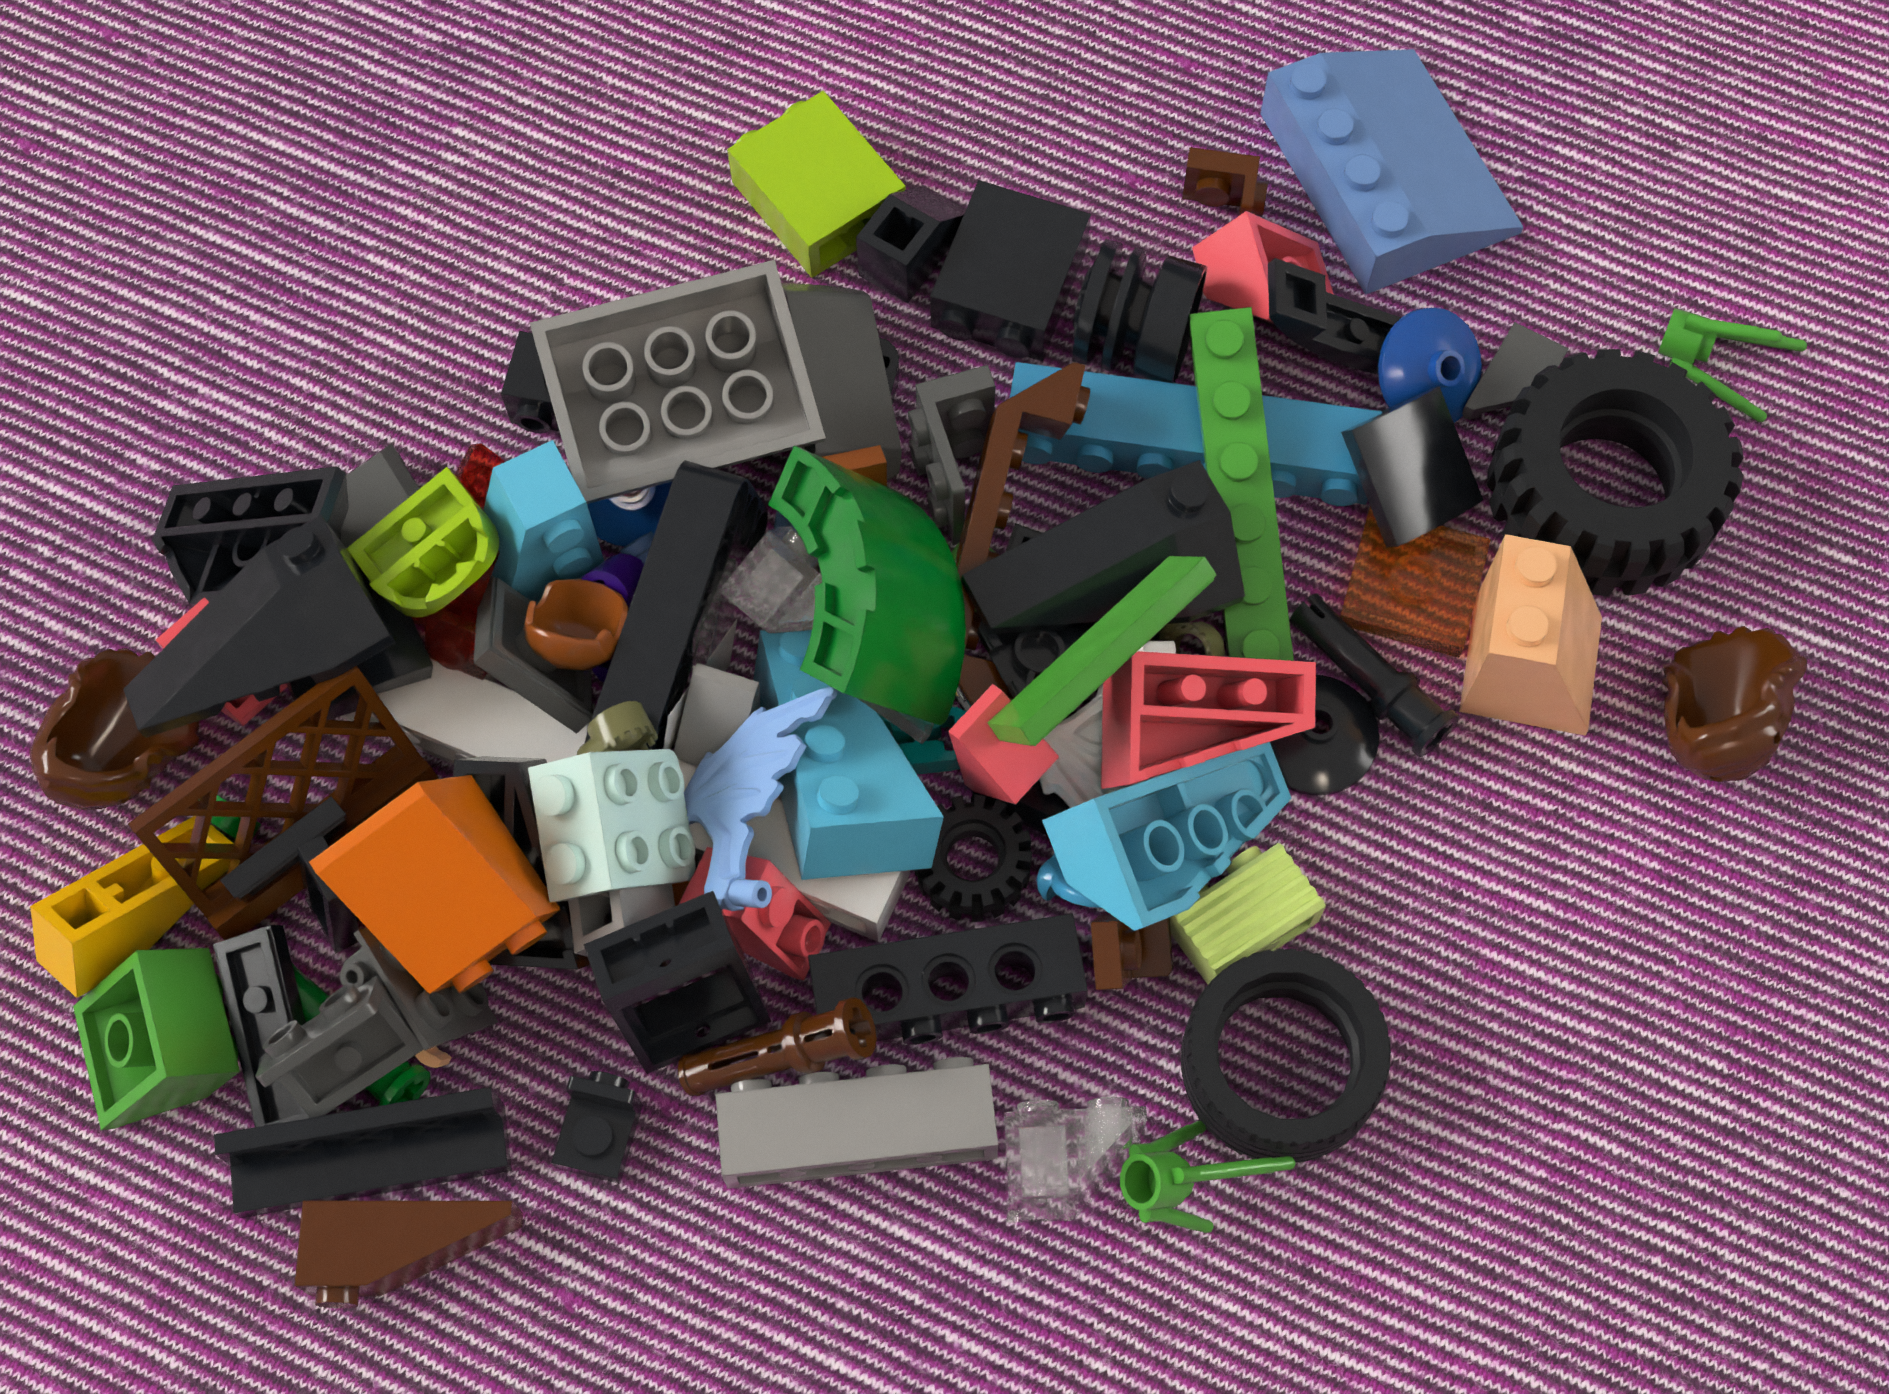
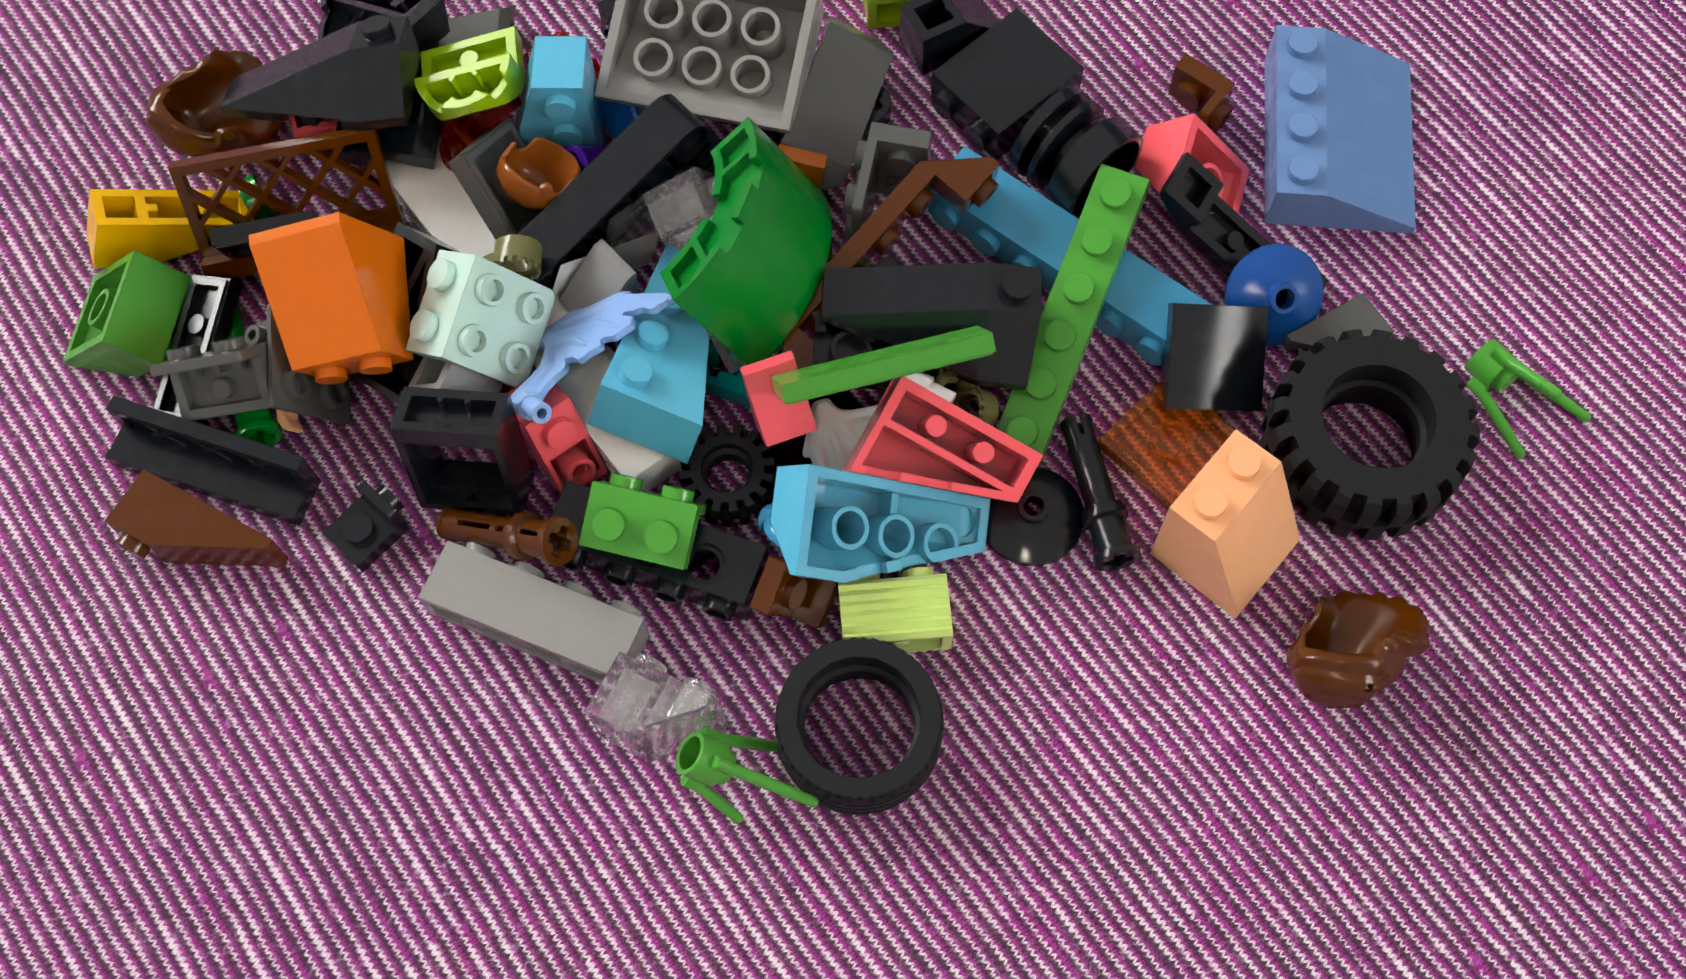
camera: 30 degrees right, 0 degrees up
(927, 957) = (641, 522): none -> bright green bracket

